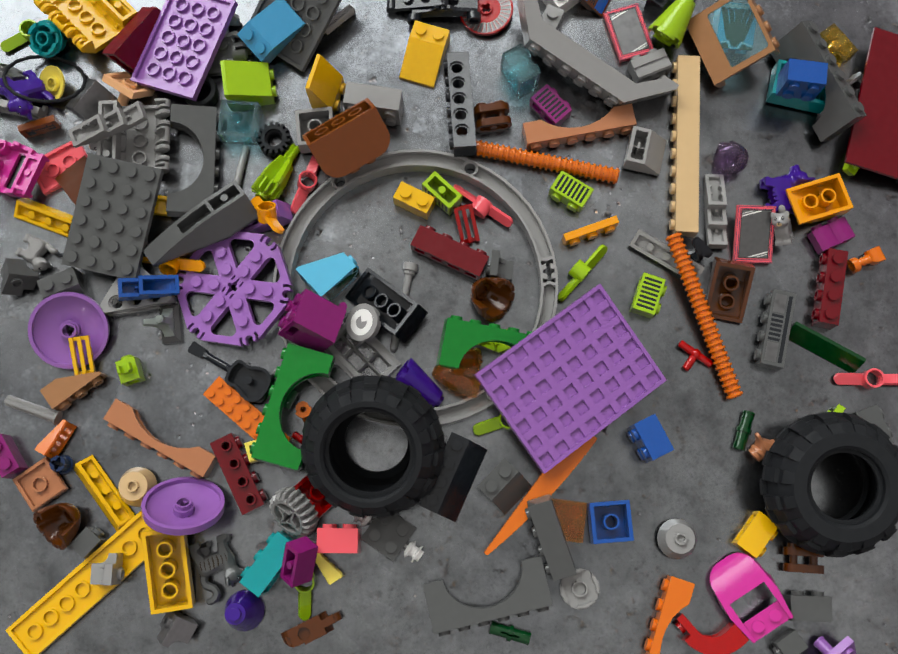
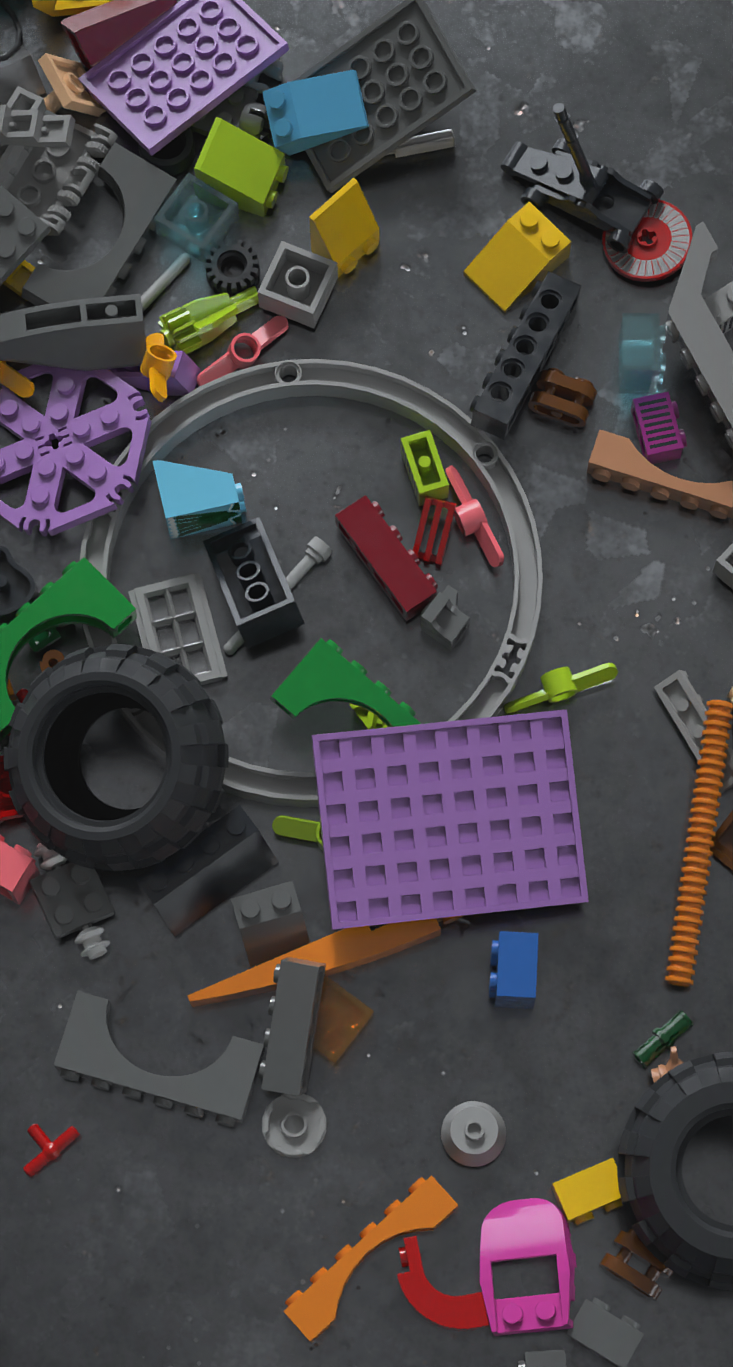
camera: 30 degrees right, 5 degrees down
(312, 321) = (134, 545): magenta container -> none
(349, 140) = (329, 322): dark orange brick -> none
(363, 322) = (205, 588): light grey tile -> none
(386, 100) = (400, 290): light grey brick -> none
(414, 200) = (379, 457): yellow brick -> none
(415, 376) = (238, 716): dark purple cone -> none
(462, 379) = (293, 737): clear orange brick -> none
(492, 297) = (409, 652): reddish brown hair -> none
(510, 633) = (162, 1131): dark green pin -> none
(547, 162) = (604, 503): orange piece -> none
(570, 192) = (613, 565): lime brick -> none
(590, 231) = (608, 636): light orange plate -> none
(610, 522) = (389, 1053): blue brick -> none
(648, 295) = (637, 772): lime brick -> none
(695, 354) = (657, 893): red piece -> none

